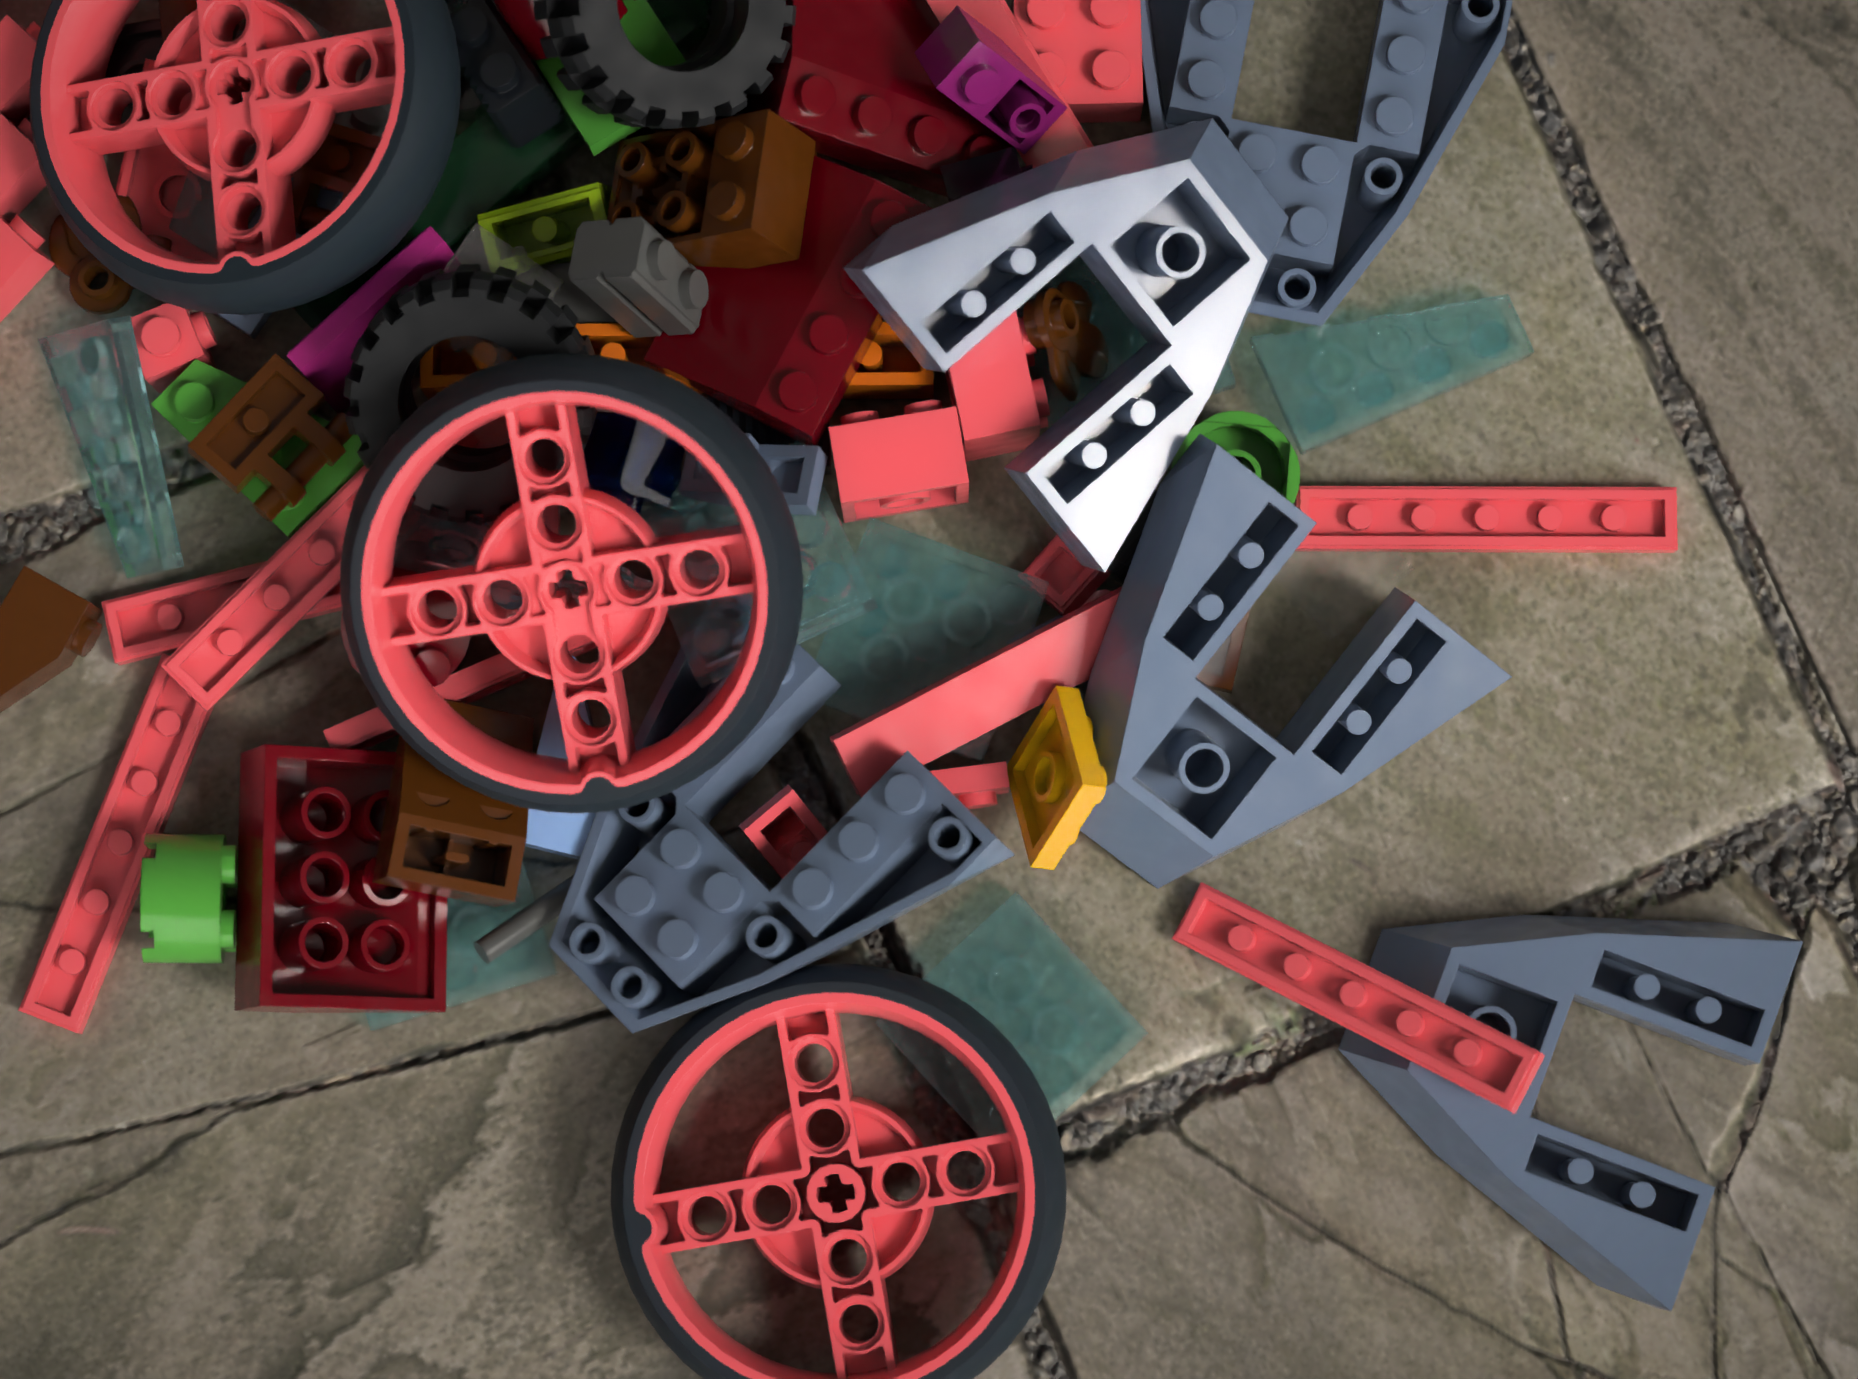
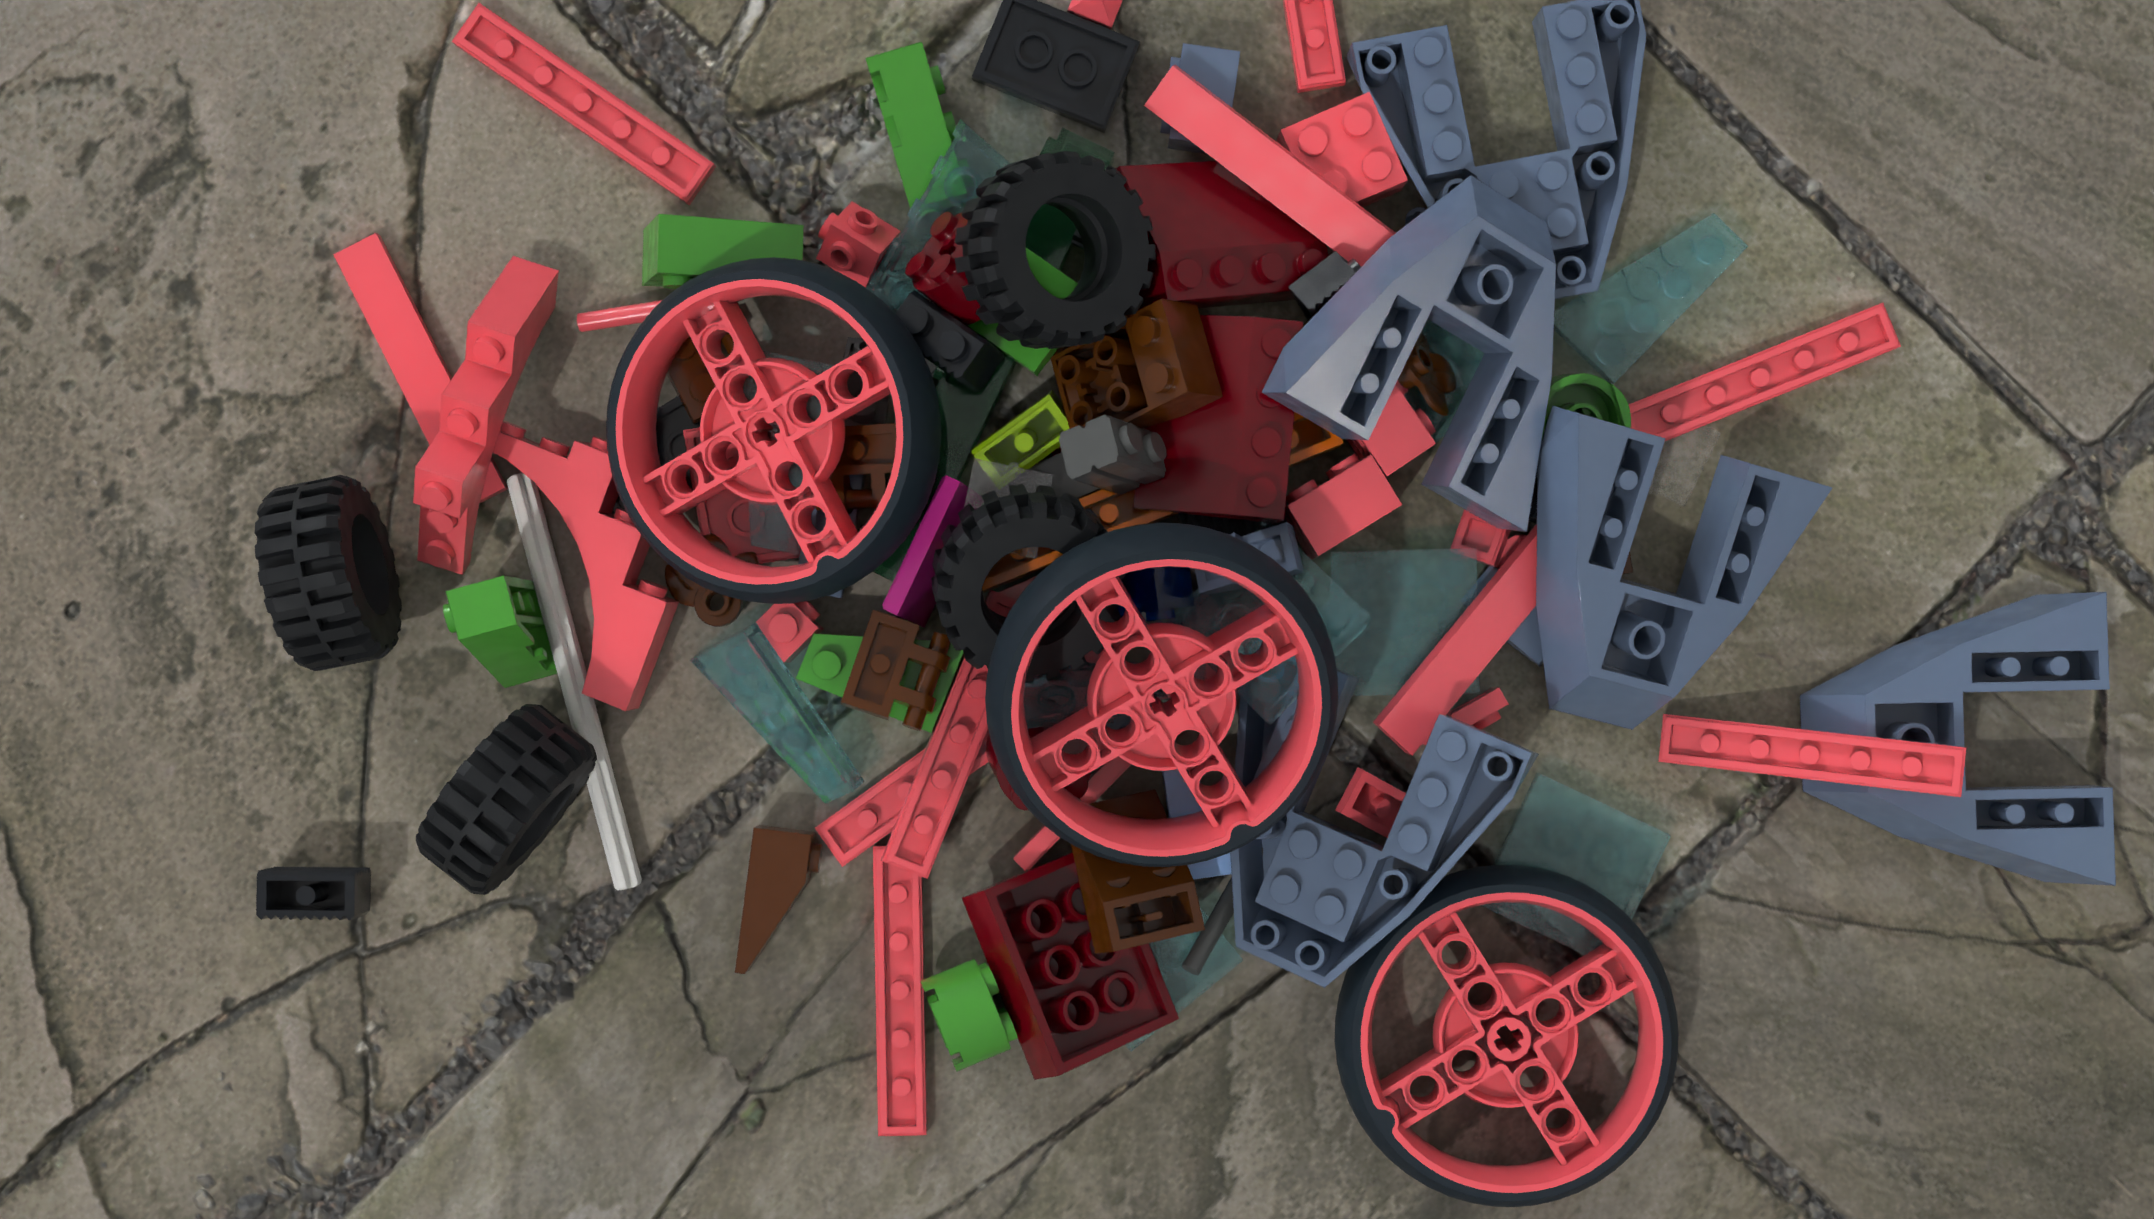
camera: 25 degrees left, 5 degrees up
(989, 80) = (1299, 210): magenta slope -> none
(1056, 777) = (1542, 686): yellow plate -> none

